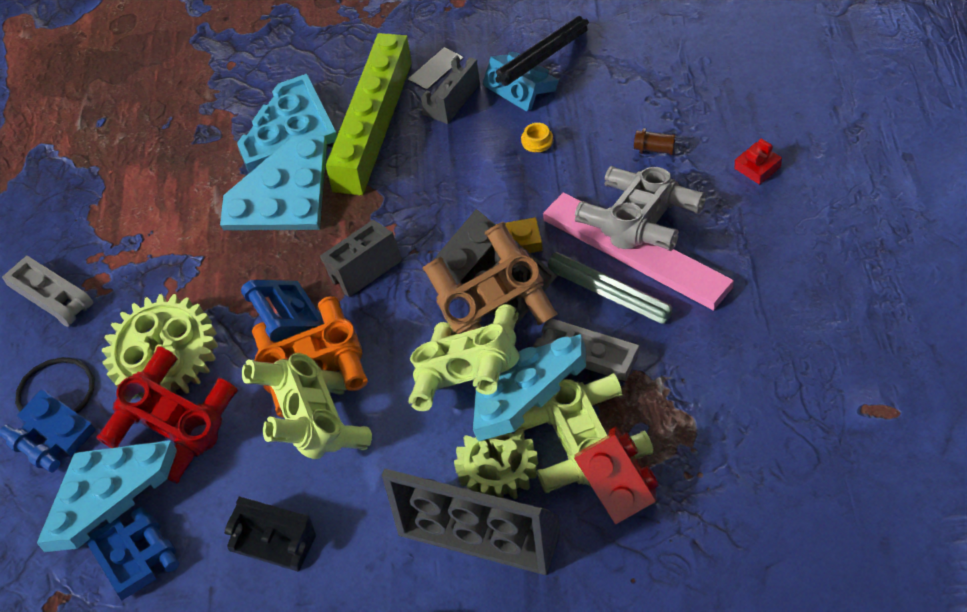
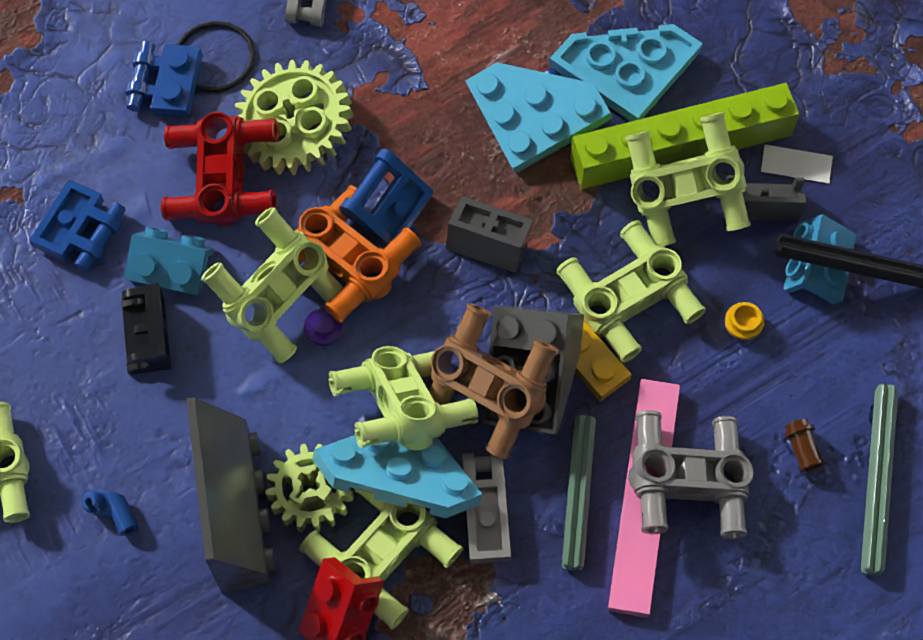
camera: 55 degrees right, 15 degrees up
(101, 488) = (120, 163): medium azure plate -> none
(215, 496) = (168, 260): none -> dark azure bracket
(359, 402) = (322, 328): none -> dark purple plate
(413, 110) = (688, 180): none -> yellowish green piece
(468, 171) = (631, 290): none -> yellowish green piece
(702, 112) = (879, 480): none -> sand green axle
(758, 162) = (837, 569): red tile -> none

